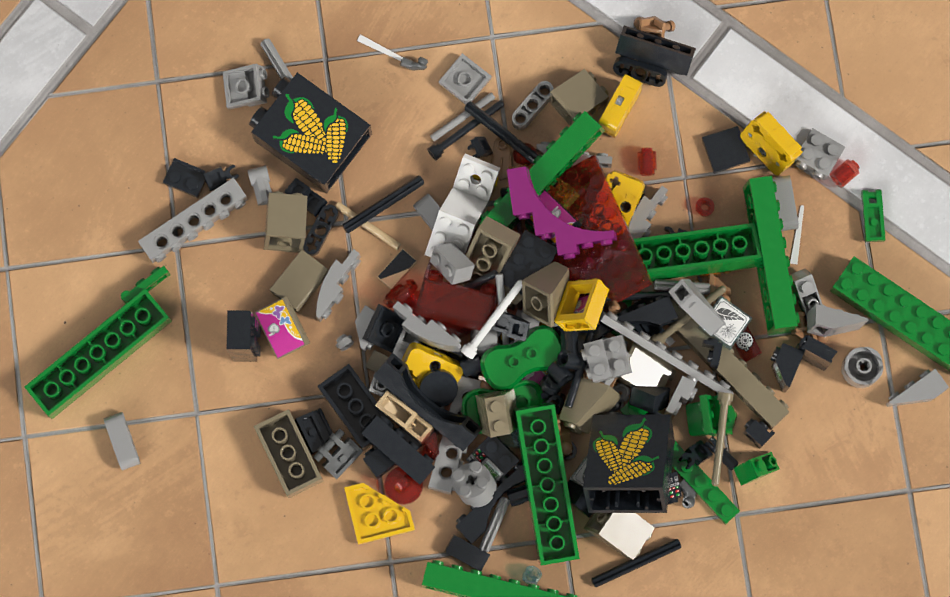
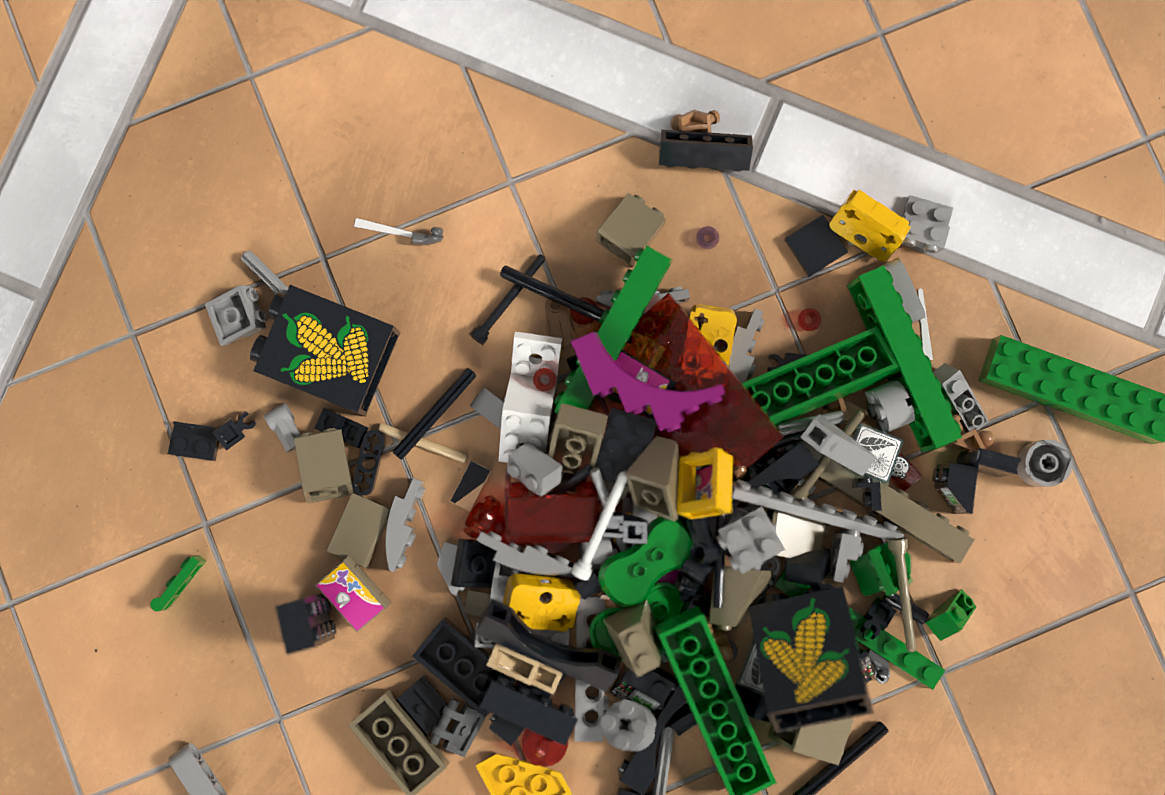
camera: 15 degrees left, 5 degrees up
(98, 354) = (141, 683): green brick -> none
(197, 210) = (171, 532): light grey brick -> none
(344, 342) = (431, 590): light grey plate -> none
(430, 447) = (565, 694): clear red slope -> none
(439, 387) = (557, 620): black tile -> none
(460, 118) = (499, 286): light grey bar -> none
(465, 79) = (492, 240): light grey plate -> none
(472, 197) = (537, 379): none -> clear red plate
(481, 147) = (531, 316): black tile -> none
(530, 114) = (574, 261): light grey beam -> none
(620, 105) = (682, 225): yellow axle -> none
(639, 115) = (707, 231): none -> plate
(646, 67) = (686, 172): black beam -> none
(647, 162) = (729, 284): clear red brick -> none
(749, 289) = (889, 406): none -> light grey brick
(757, 432) = (942, 572): black brick -> none
(829, 321) = (989, 421): light grey slope -> none
(845, 173) = (961, 238): clear red brick -> none
(873, 216) = (1006, 280): green plate -> none
(924, 390) = (1122, 468): light grey slope -> none

